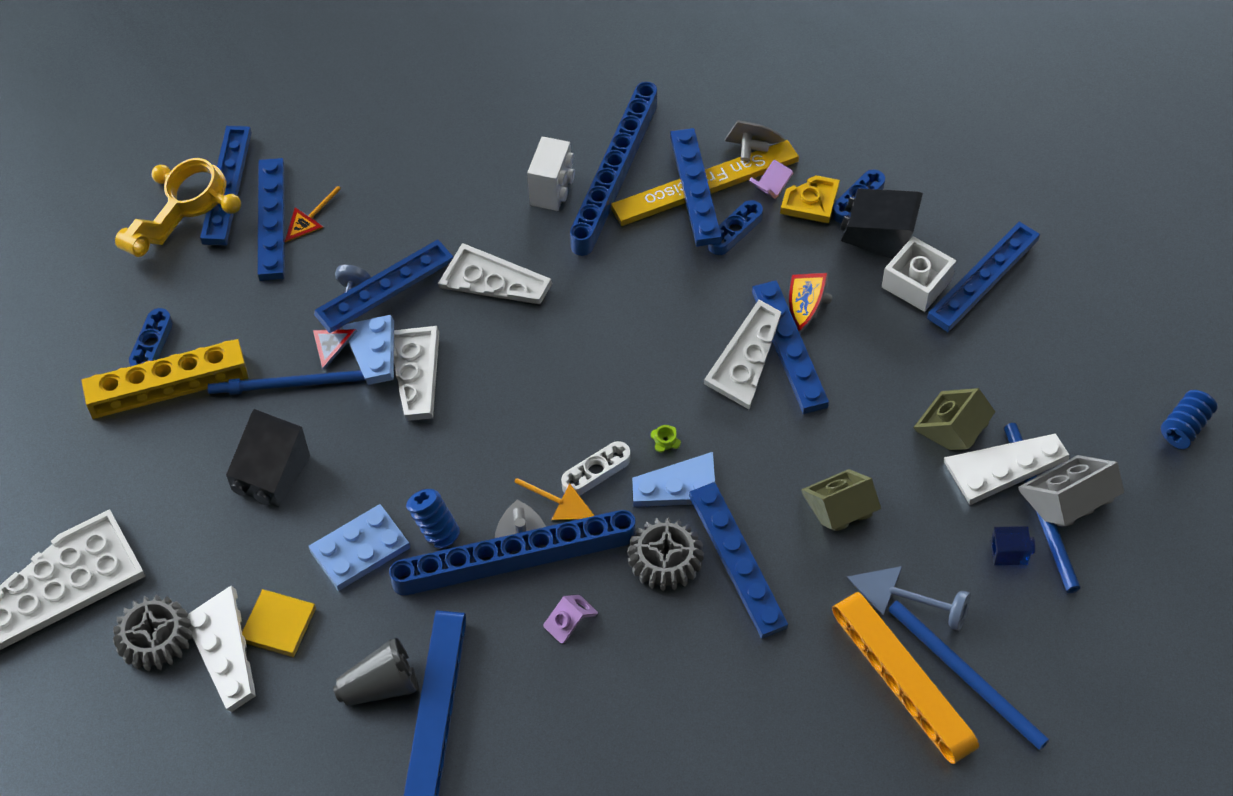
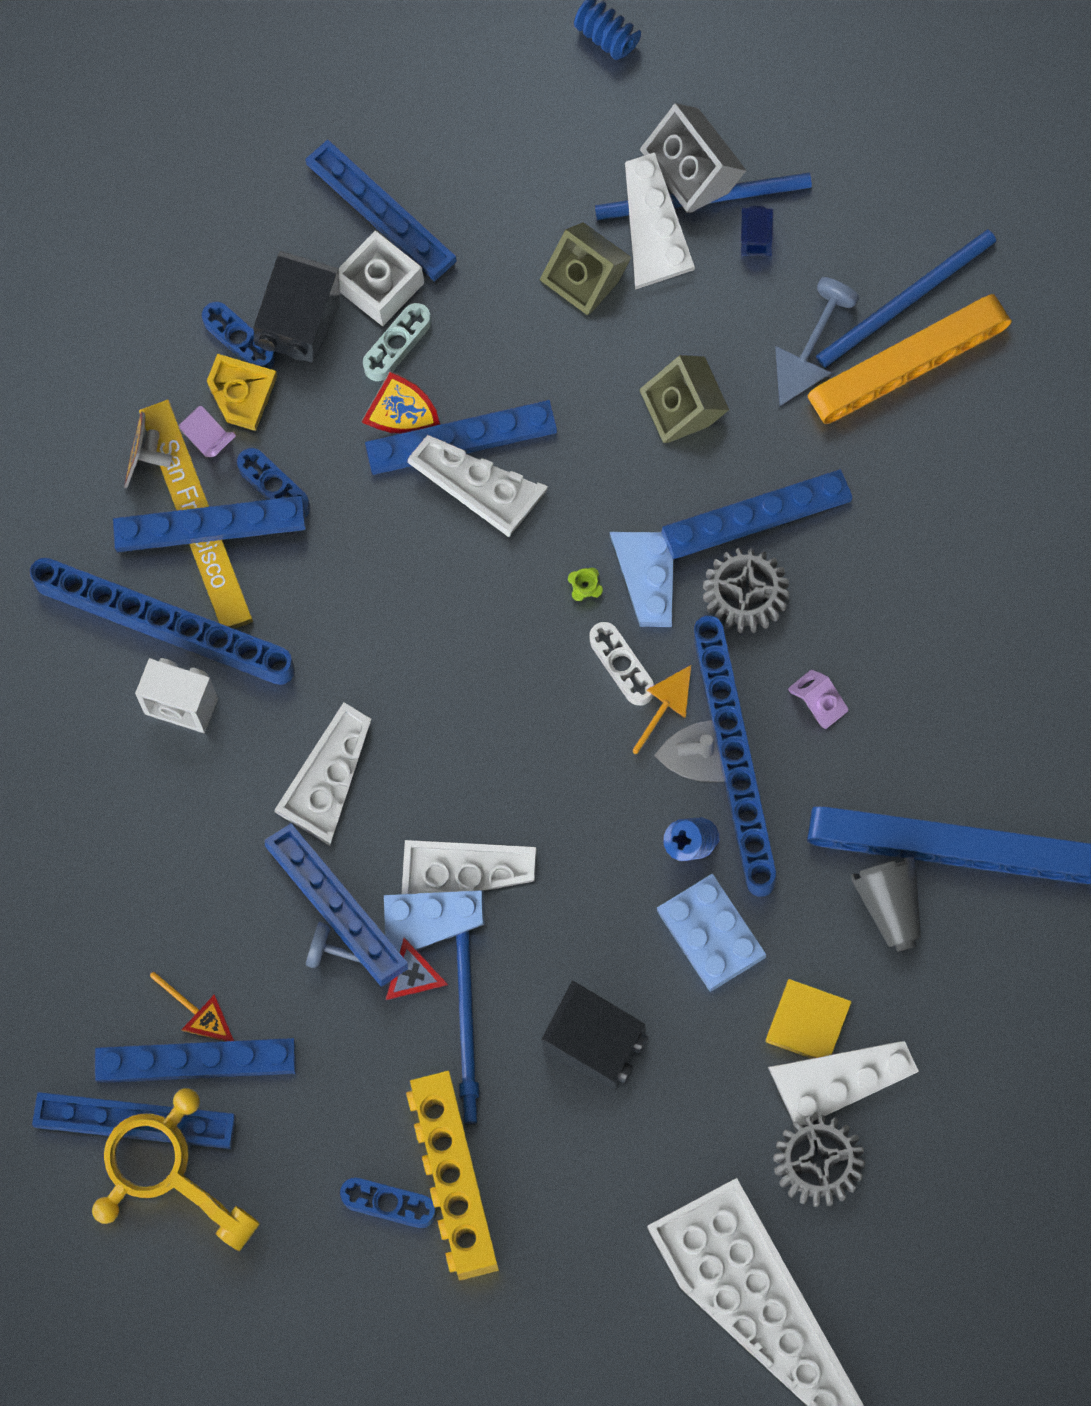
camera: 80 degrees left, 15 degrees up
(863, 287) = (417, 330): none -> light aqua beam

